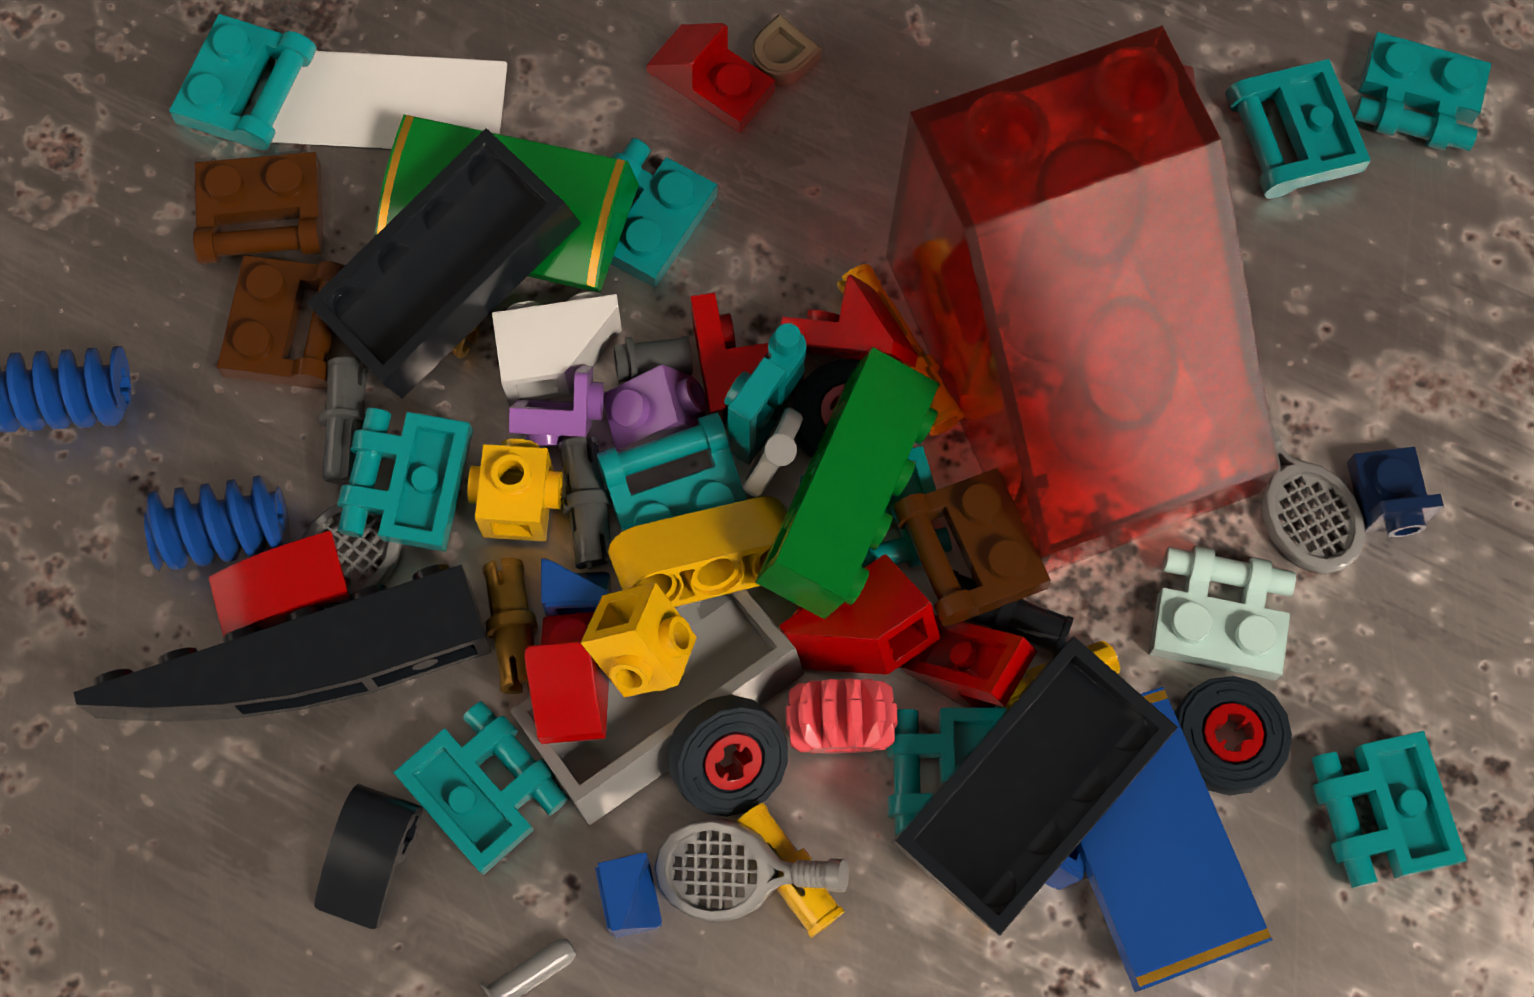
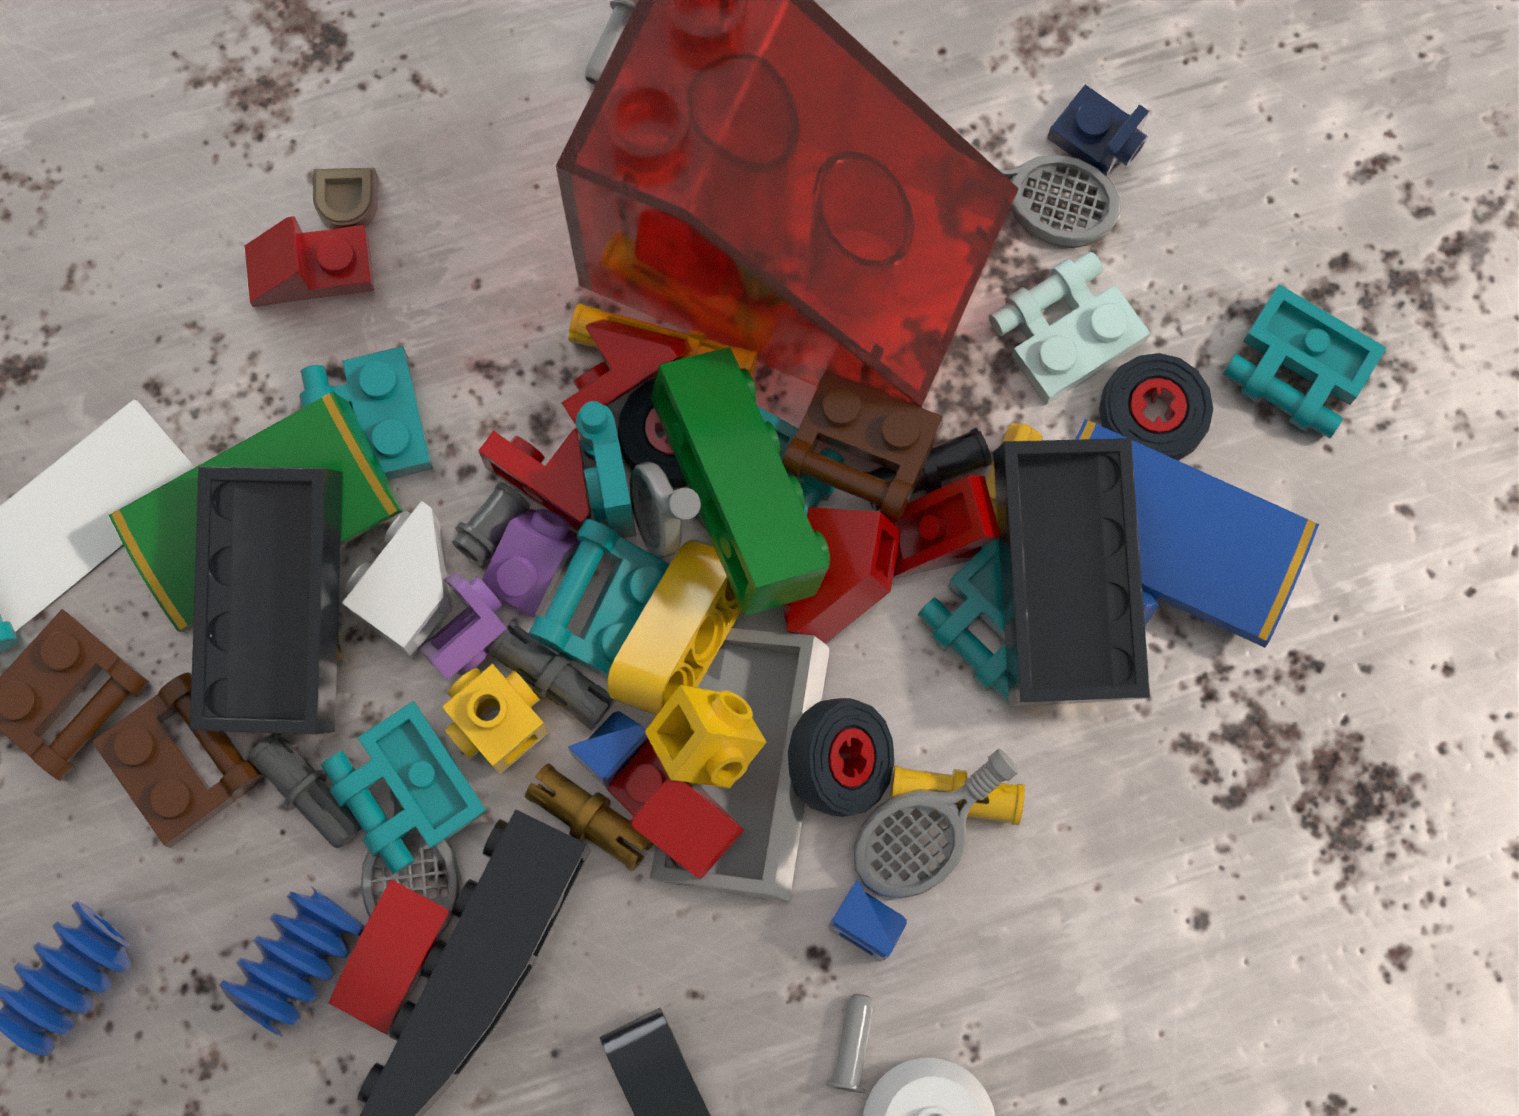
camera: 45 degrees left, 5 degrees up
(463, 797) = (686, 971): teal plate -> none
(841, 716) = (892, 652): coral gear -> none

